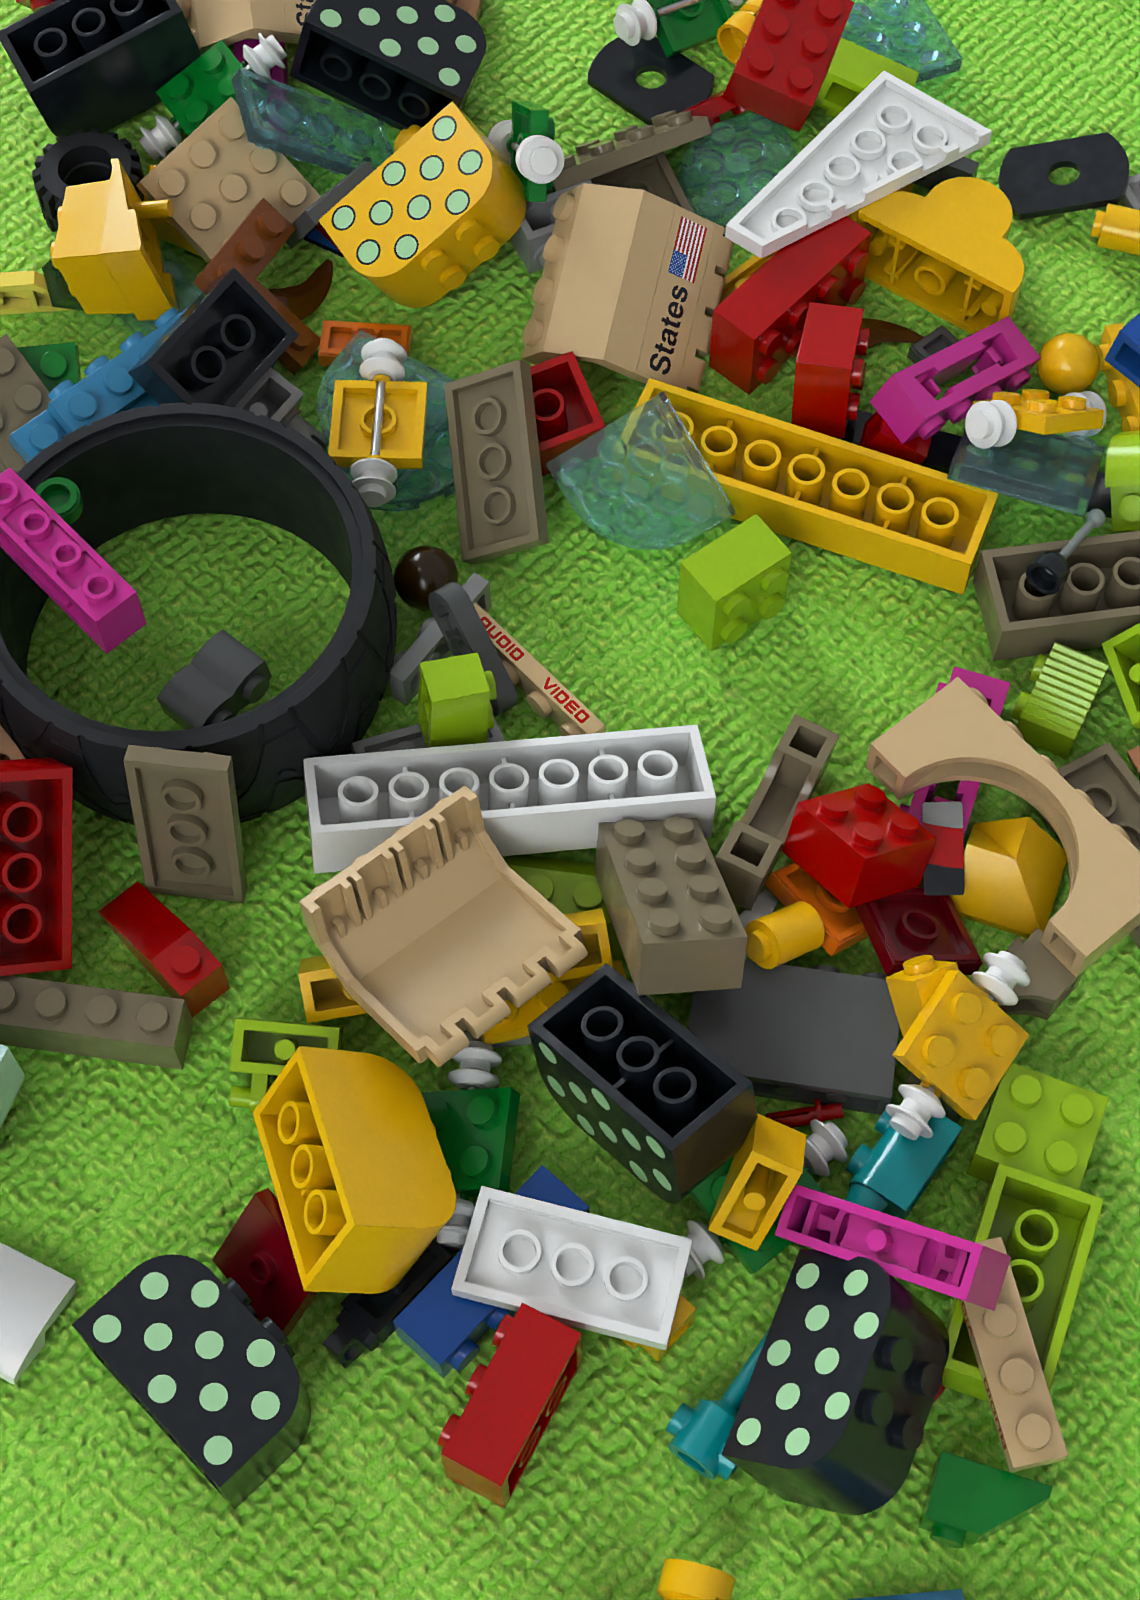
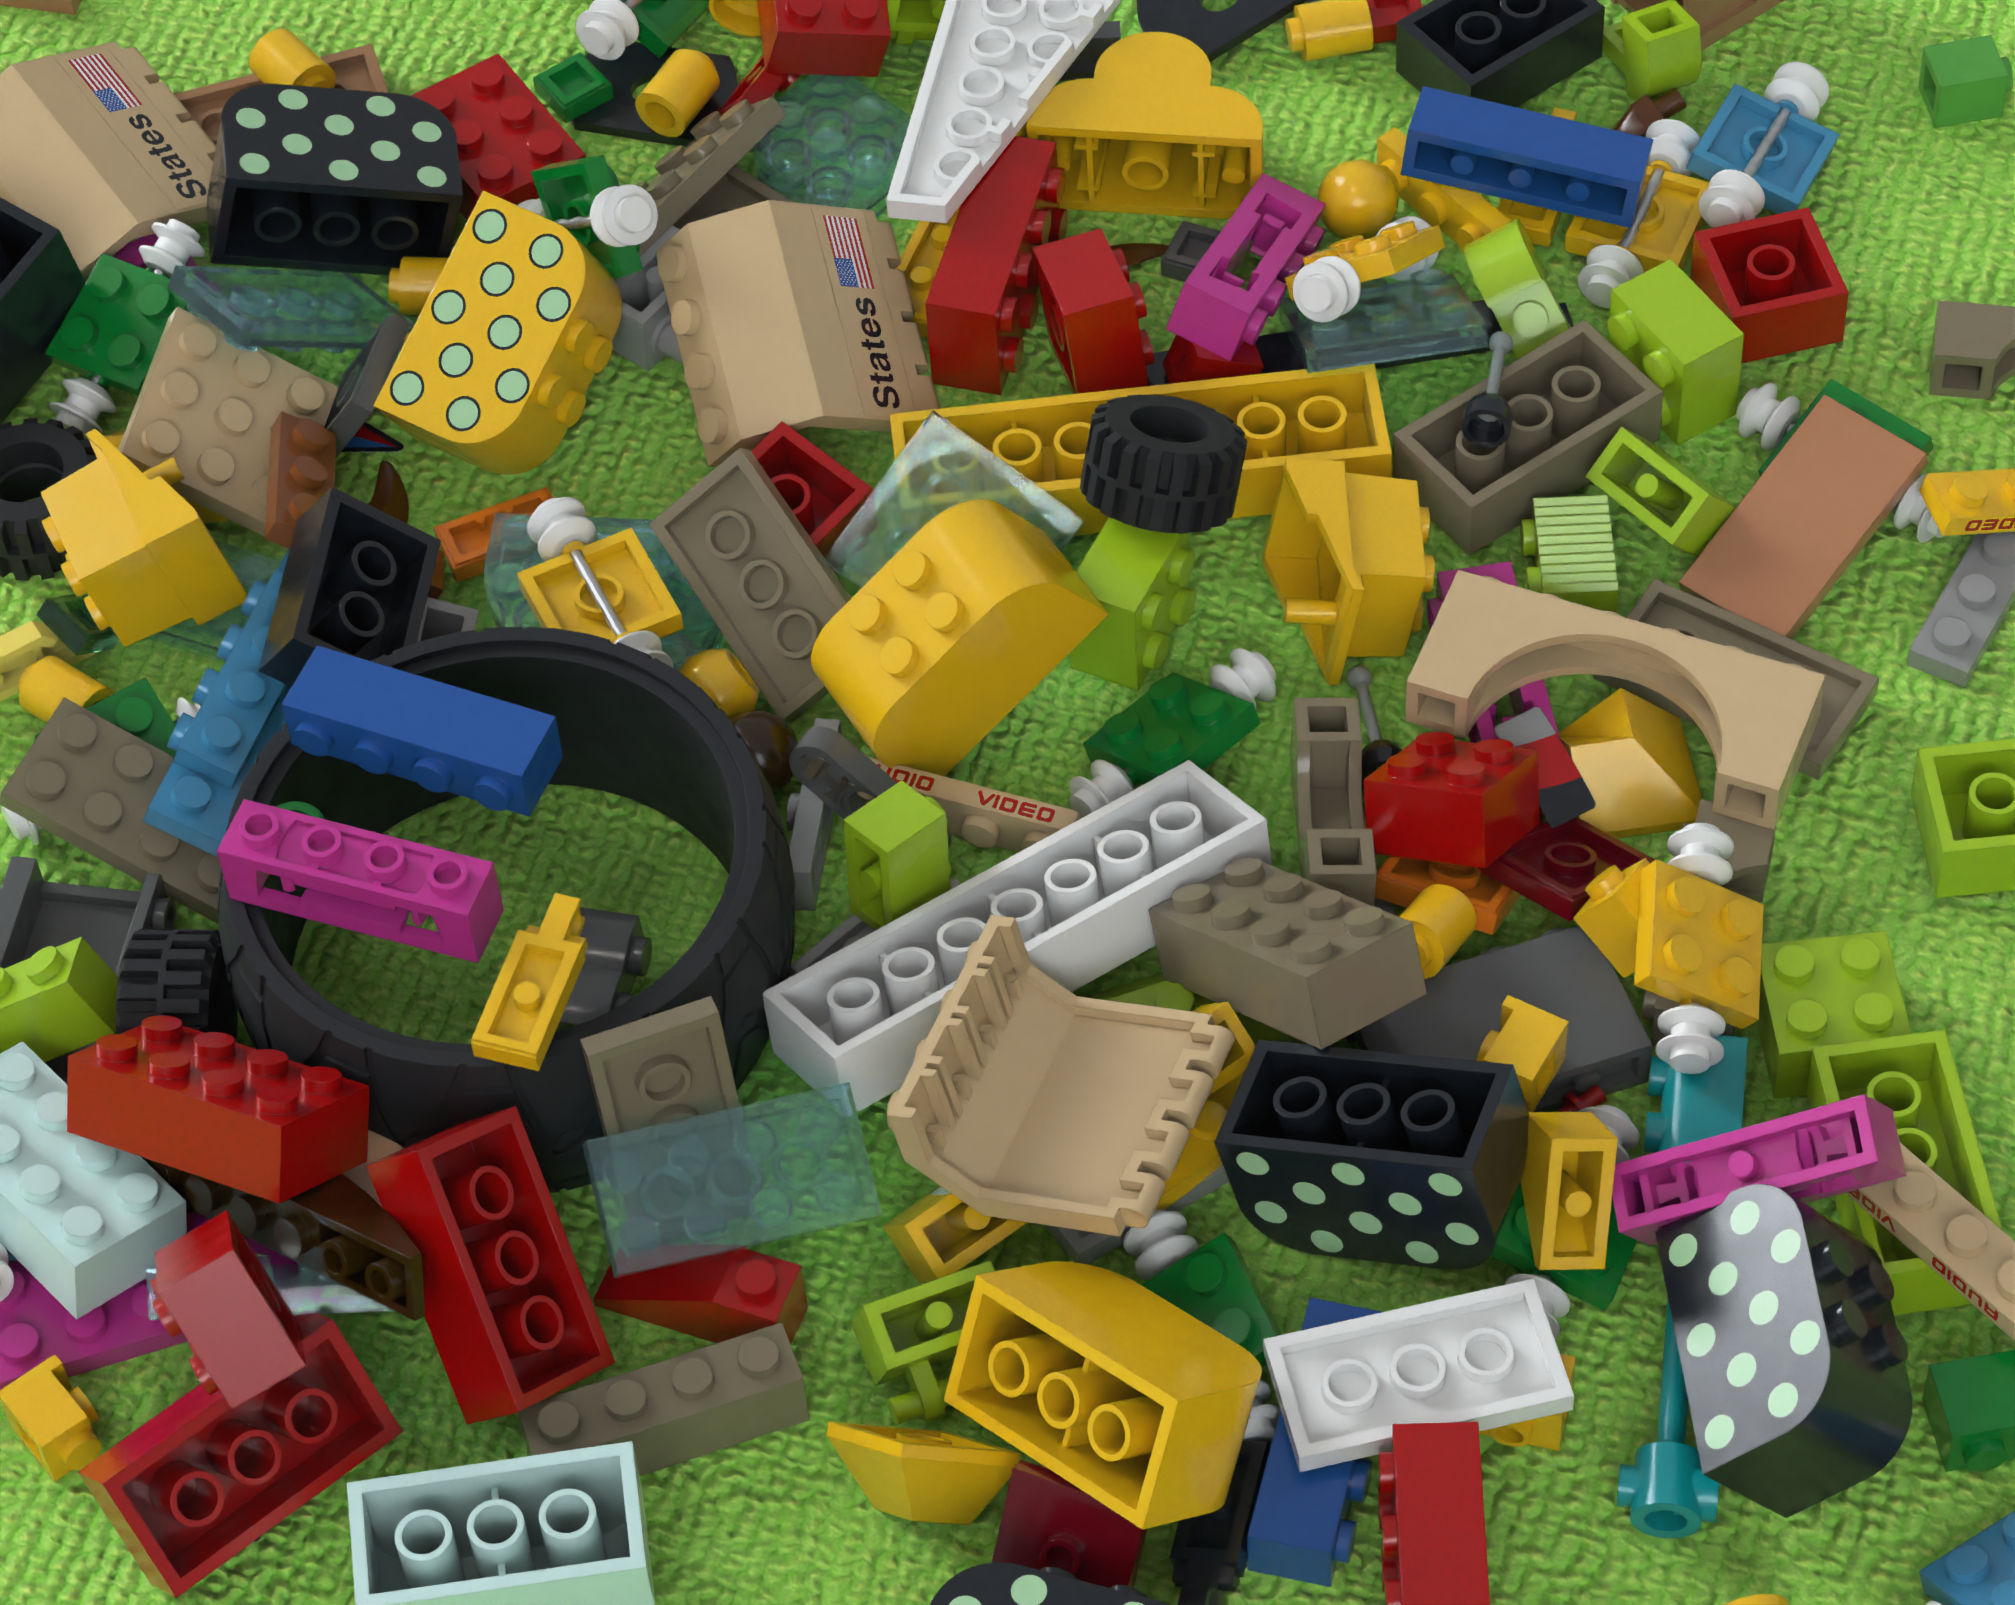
camera: 25 degrees left, 10 degrees down
(28, 324) = (52, 679): none -> yellow brick
(122, 691) = (533, 988): none -> yellow hinge
(165, 471) = (422, 731): none -> blue brick
(202, 884) = (731, 1179): none -> clear light blue plate
(217, 1148) = (922, 1471): none -> yellow slope
(427, 519) = (723, 680): none -> yellow piece
(522, 65) = (498, 131): none -> red brick
(586, 560) = (953, 635): none -> yellow brick
(599, 54) = (573, 87): none -> green tile
(660, 86) = (677, 92): none -> yellow brick
(710, 693) = (1173, 725): none -> green plate
(786, 1065) = (1529, 1041): none -> yellow brick
(795, 502) = (1163, 463): none -> black tyre
(842, 778) = (1379, 749): none -> hinge
(897, 630) = (1348, 560): none -> yellow piece

